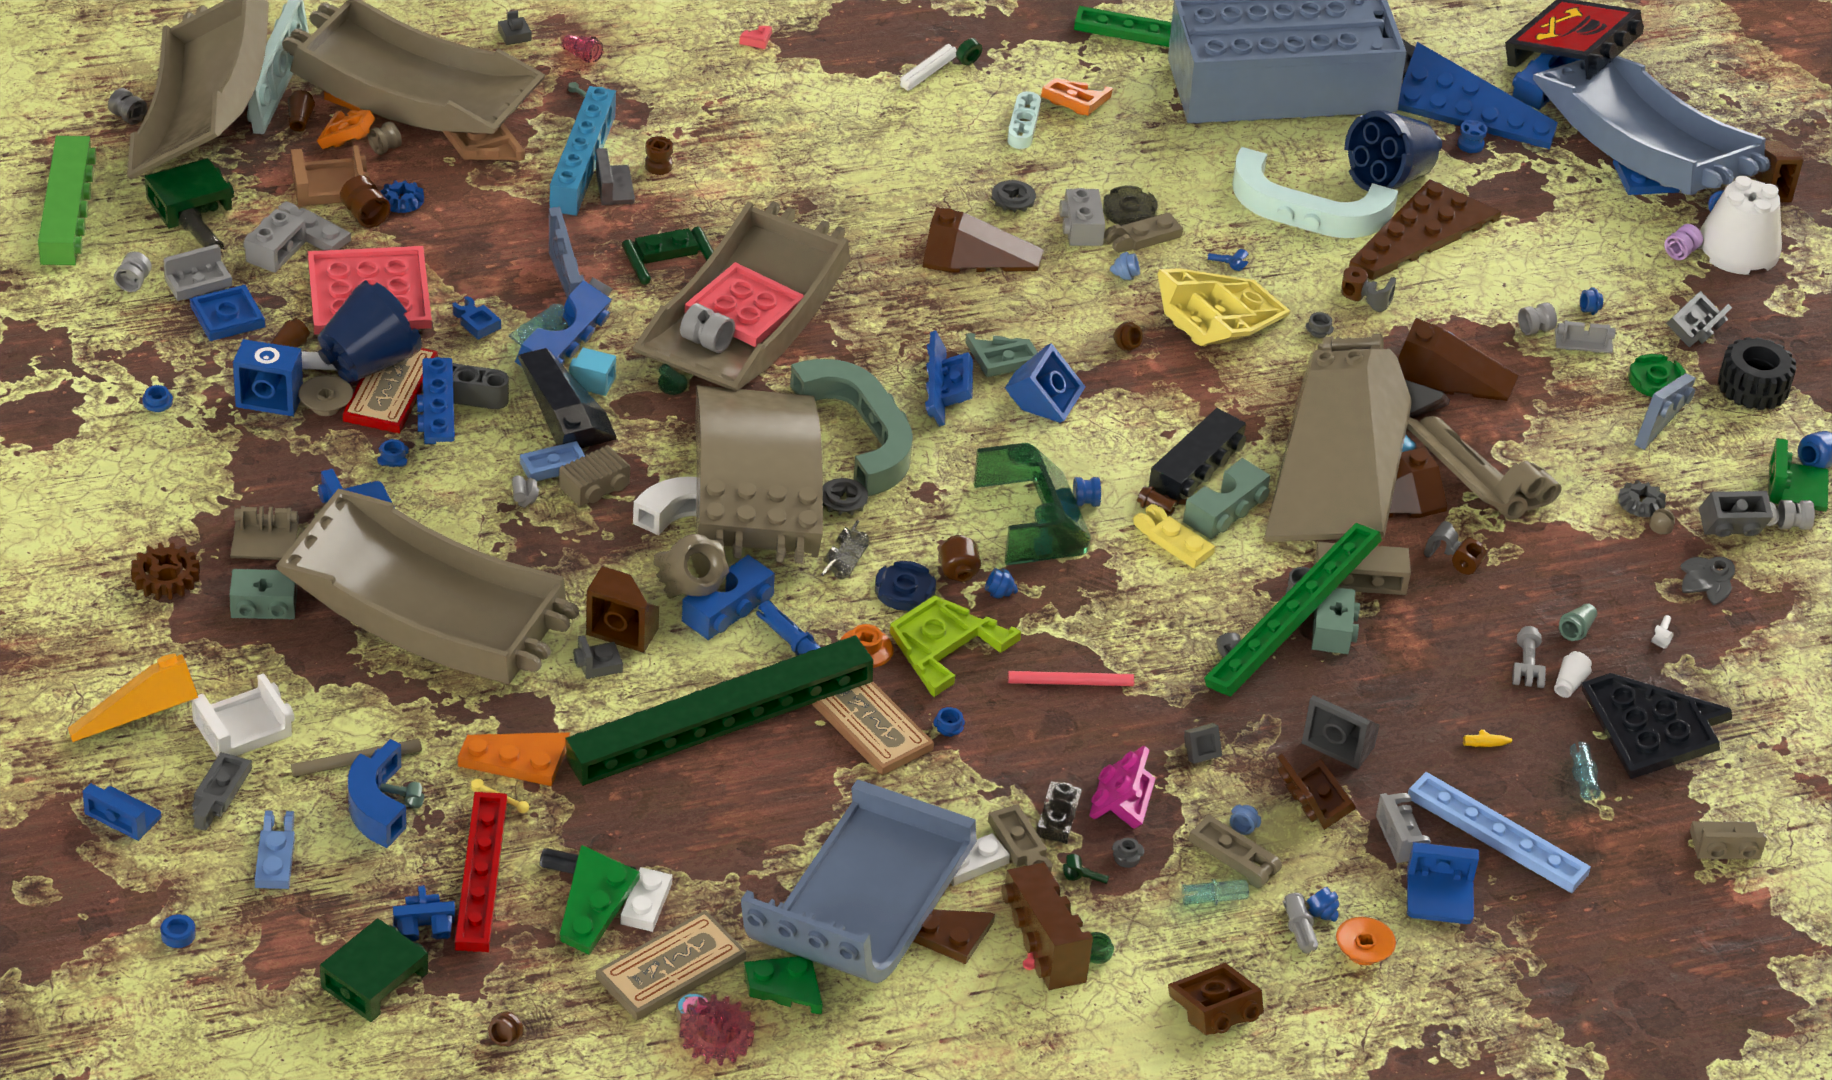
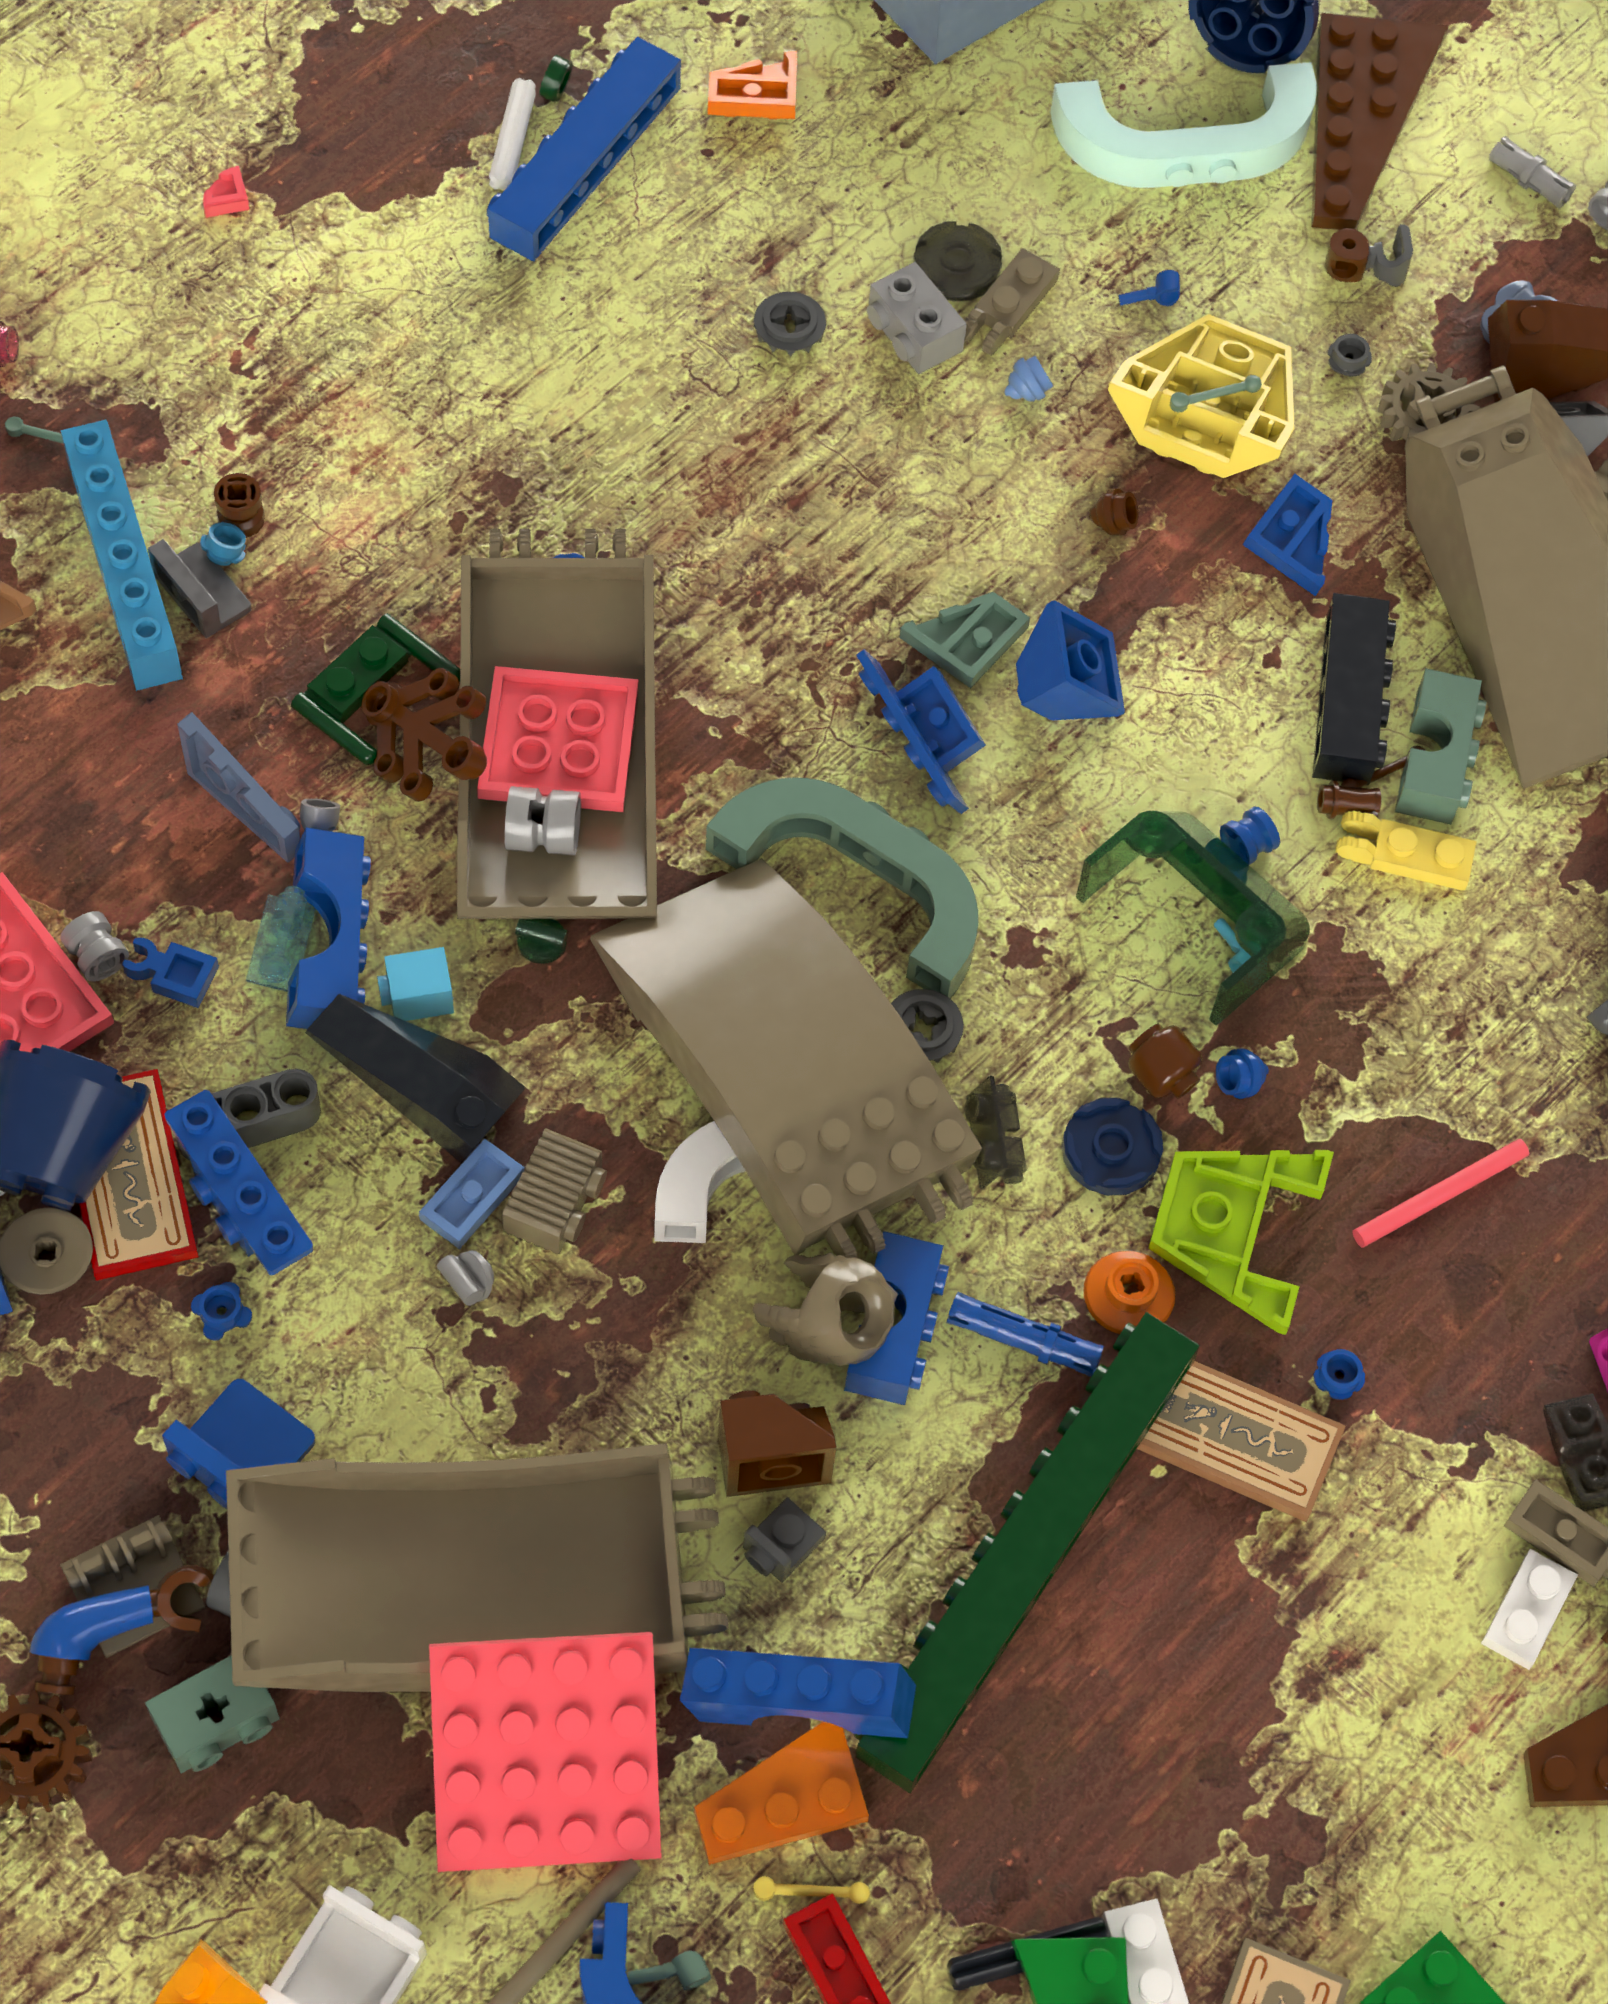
camera: 30 degrees left, 20 degrees up
(226, 531) = (80, 1626): none -> blue piece
(408, 669) = (545, 1751): none -> coral plate
(444, 291) = (97, 950): none -> light grey wheel
(577, 707) = (844, 1692): none -> blue arch
(639, 168) = (224, 544): none -> dark azure plate
(675, 267) = (387, 705): none -> reddish brown plant
(867, 884) = (1446, 1779): sand blue panel -> none
(960, 84) = (583, 148): none -> blue brick
(966, 242) = (792, 450): reddish brown wedge -> none
(1024, 127) = (709, 186): light aqua beam -> none
(1198, 299) = (1180, 401): none -> sand green hinge
(1222, 382) = (1295, 534): none -> blue wing
(1497, 290) = (1532, 172): none -> light grey pin

